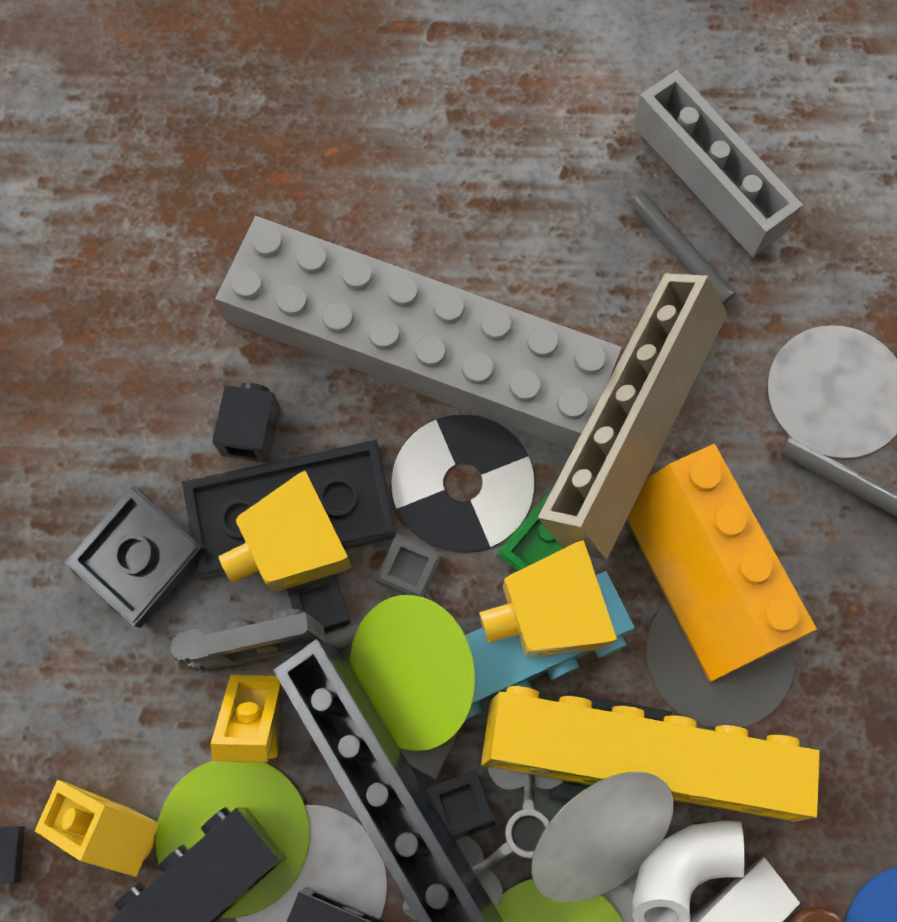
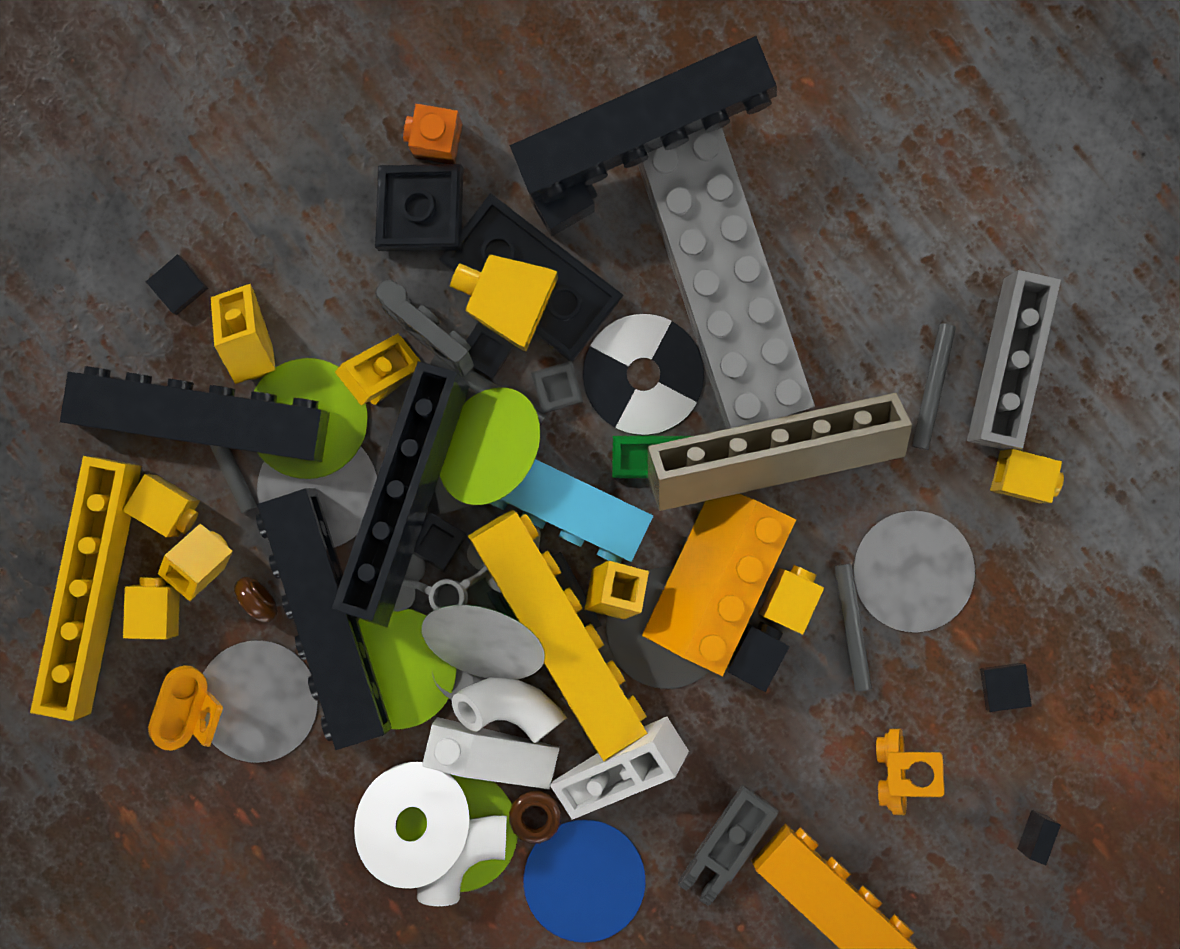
camera: 50 degrees right, 15 degrees up
(82, 485) = (433, 133): none -> orange brick
(242, 285) = (645, 120): none -> black brick
(553, 607) = (597, 501): yellow torso -> none
(650, 665) = (616, 590): none -> yellow brick
(786, 510) = (792, 598): none -> yellow brick
(821, 582) = (758, 655): none -> black brick
(825, 230) = (1027, 476): none -> yellow brick
(848, 791) = (633, 769): none -> white slope

